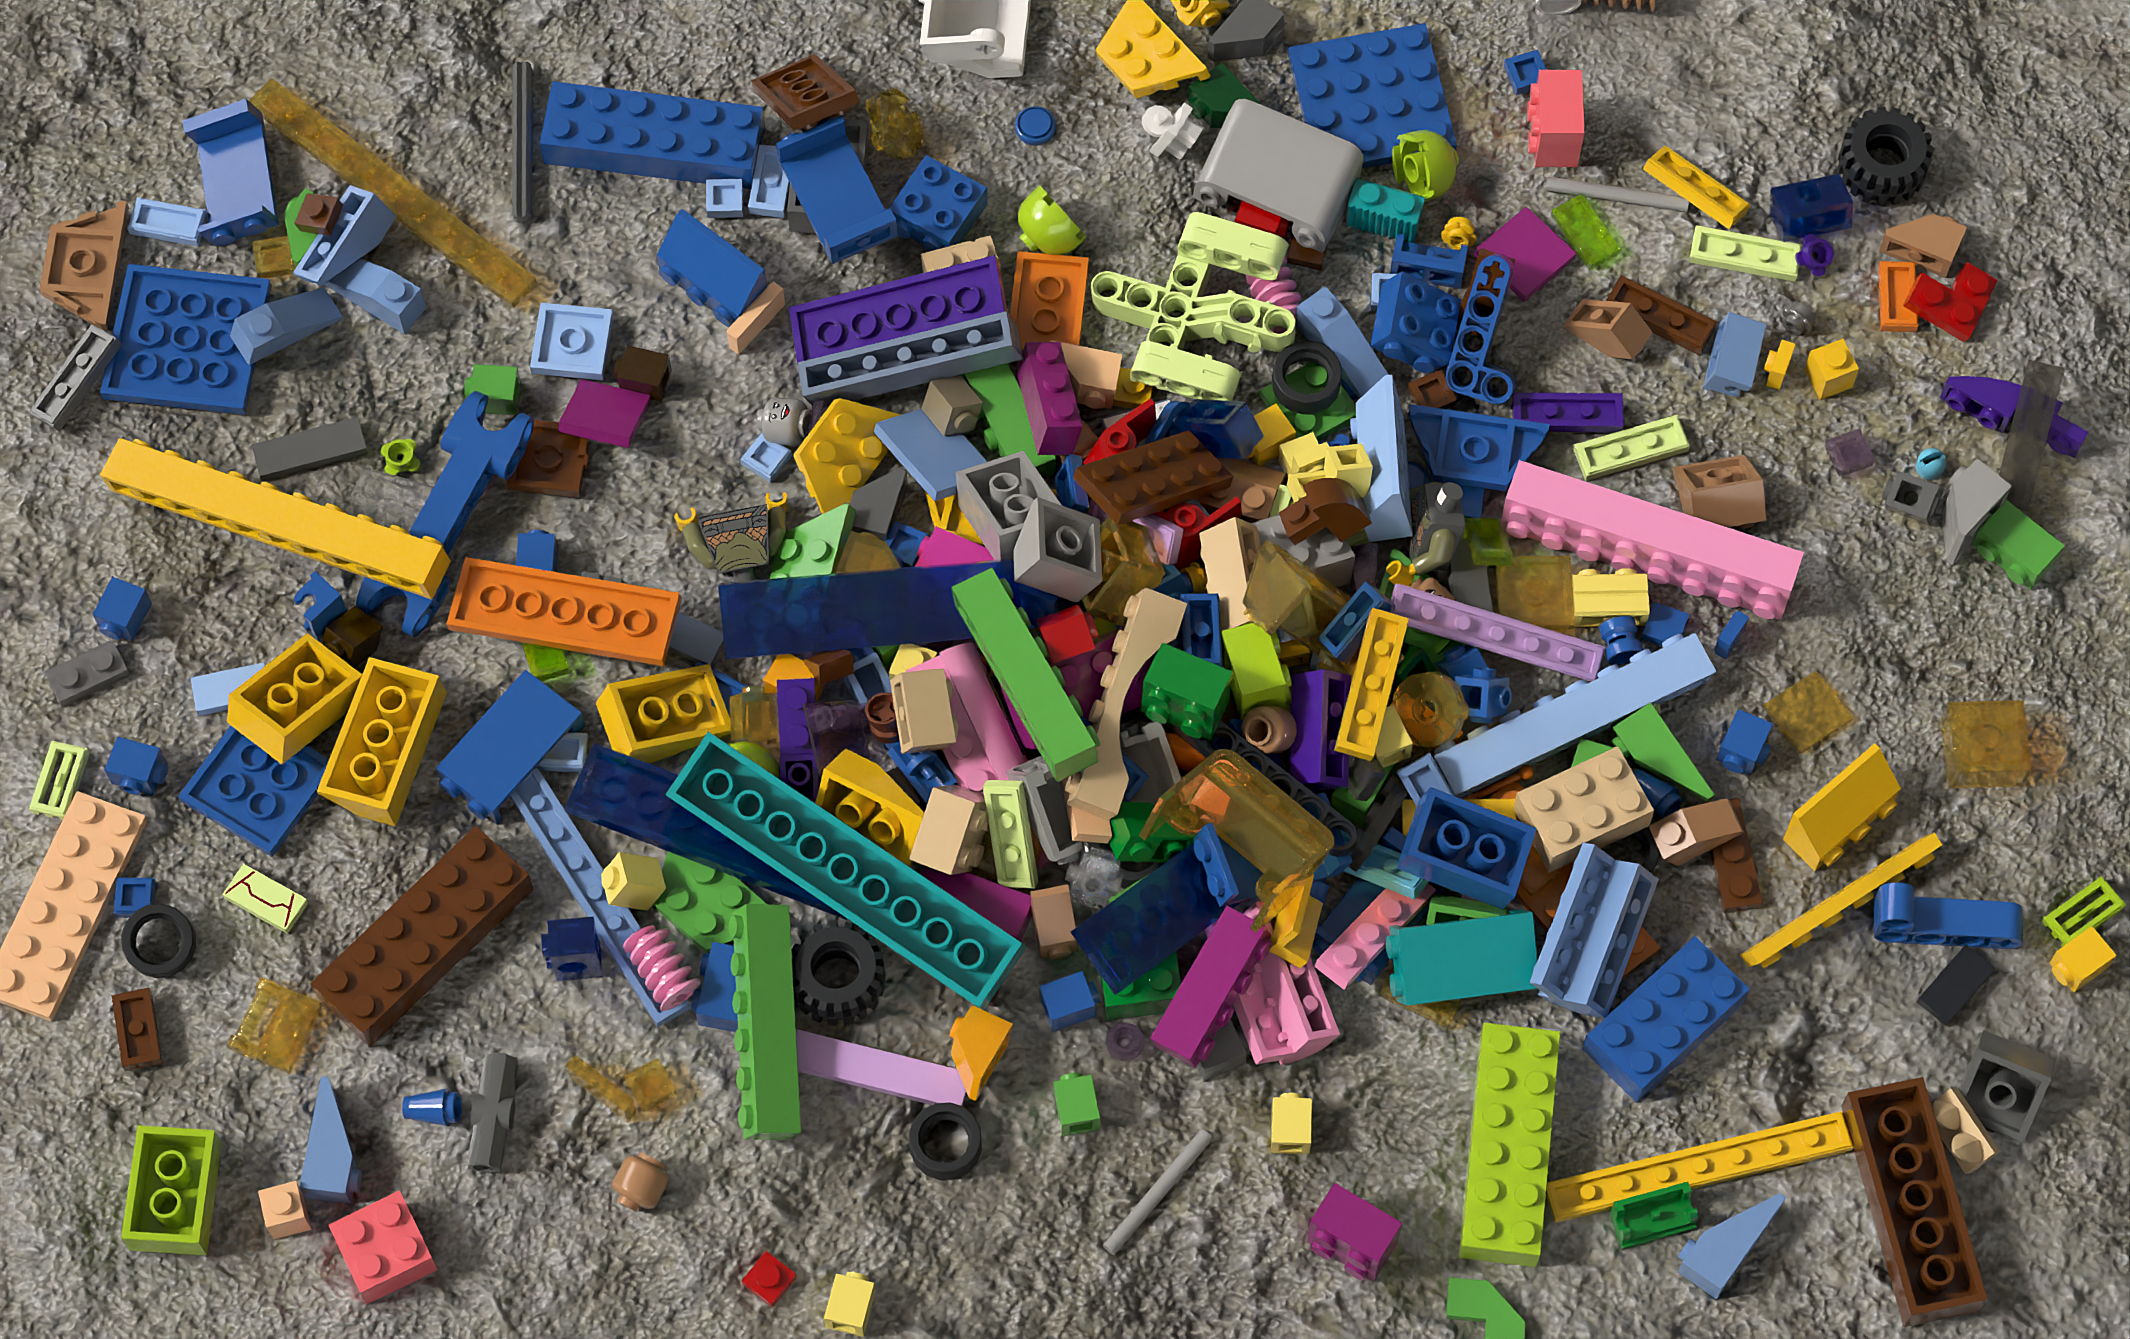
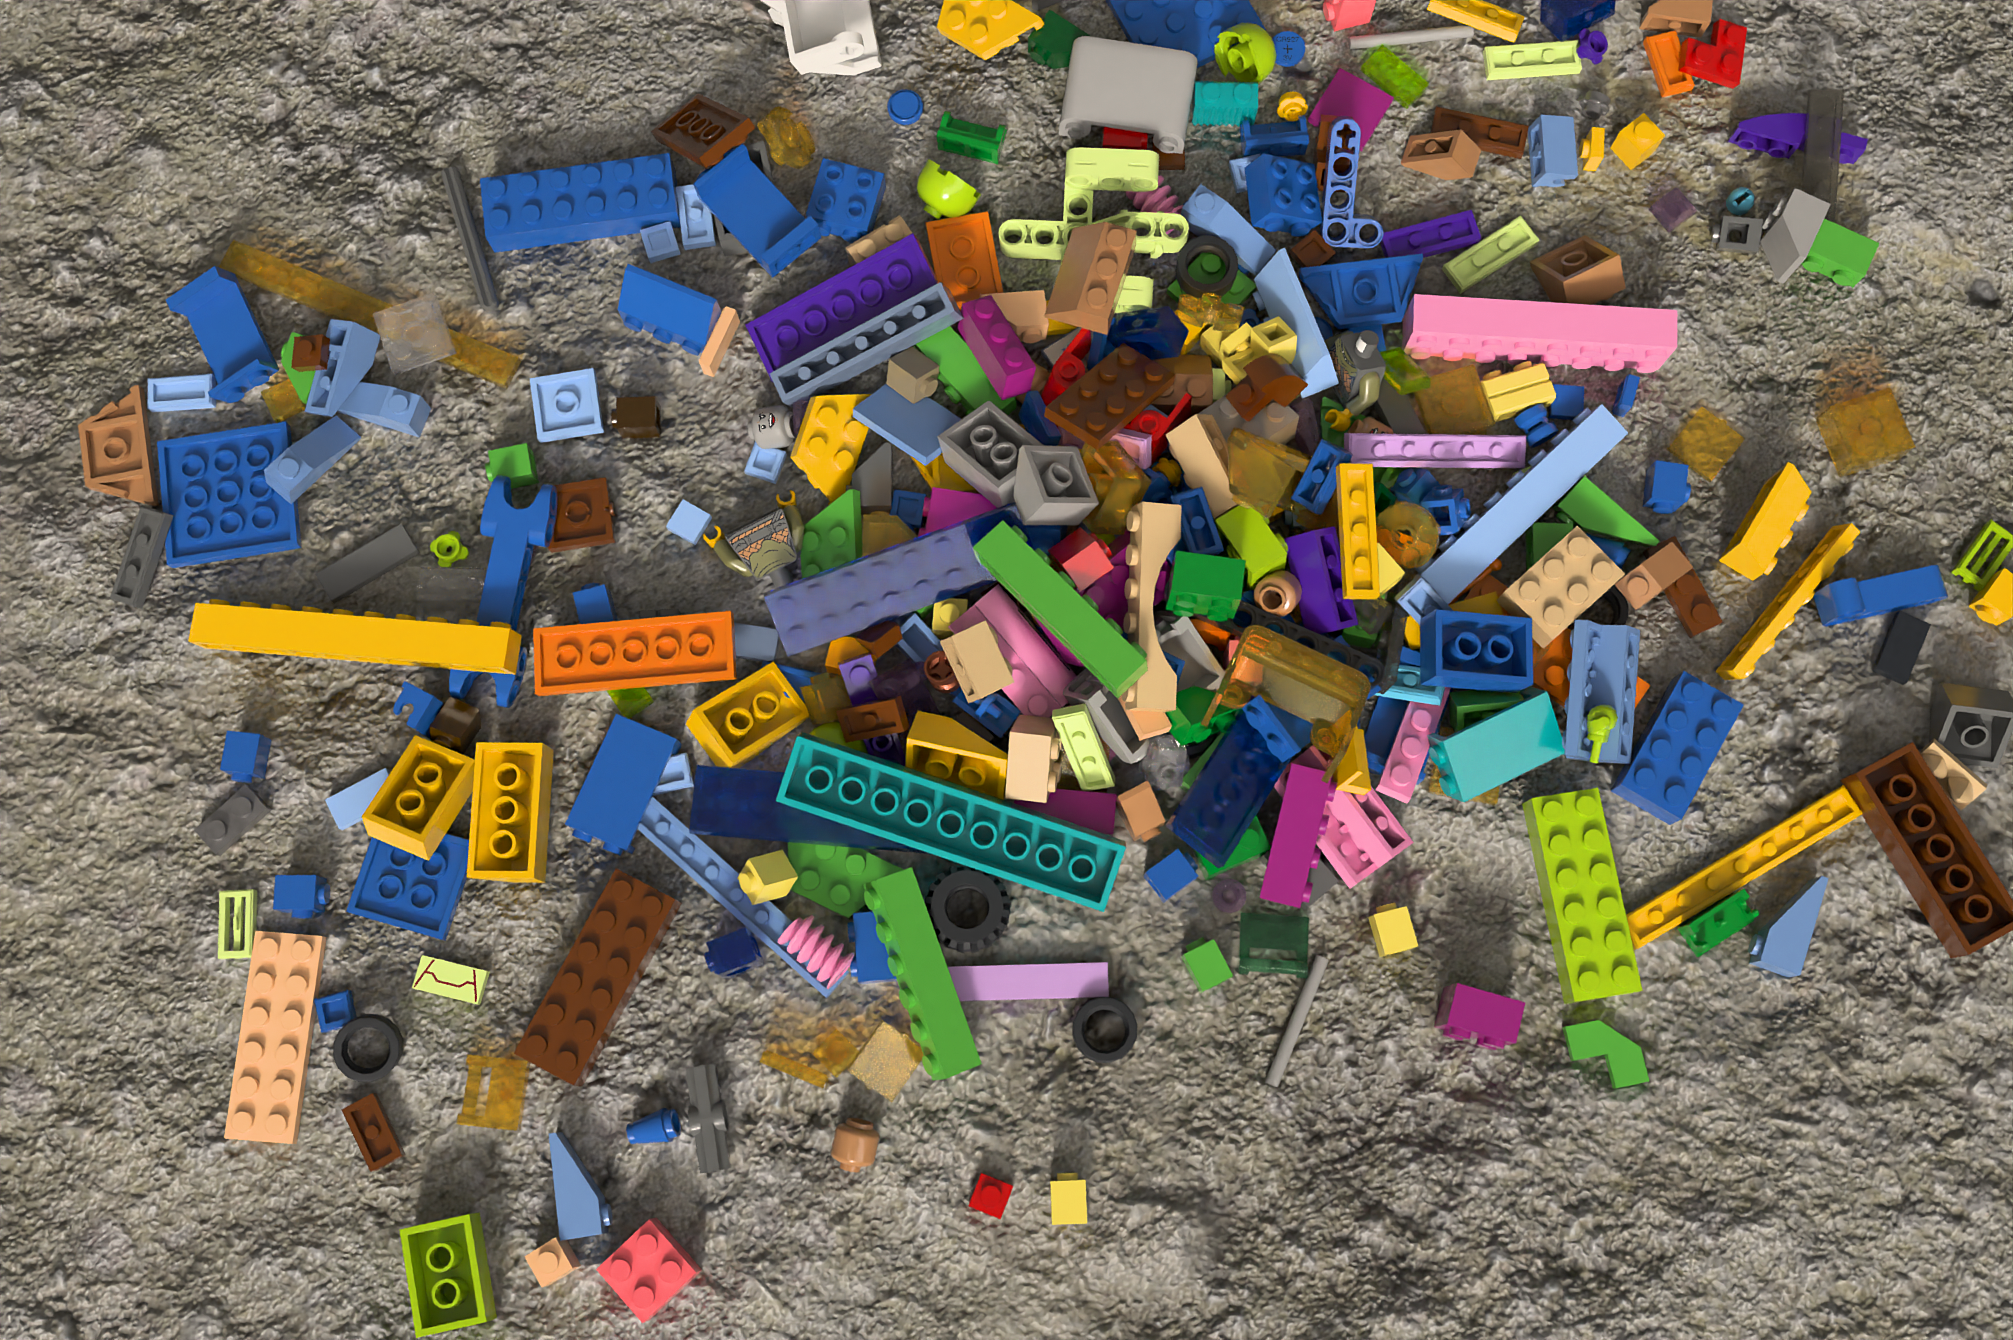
camera: 15 degrees left, 10 degrees up
(433, 223) = (414, 333): none -> clear plate
(604, 413) = (614, 462): magenta tile -> none
(664, 497) = (689, 522): none -> light blue tile
(700, 1107) = (886, 1061): none -> clear yellow piece
(795, 743) = (873, 719): none -> reddish brown plate
(978, 1047) = (1108, 941): light orange slope -> none
(1095, 177) = (970, 139): none -> green hinge
(1159, 1094) = (1273, 933): none -> clear green plate
(1173, 350) = (1092, 276): none -> medium nougat slope
(1175, 132) = (1027, 80): white hips -> none
(1290, 419) = (1210, 311): none -> clear yellow plate
(1475, 171) = (1289, 48): none -> blue piece
(1577, 959) = (1599, 723): none -> lime piece

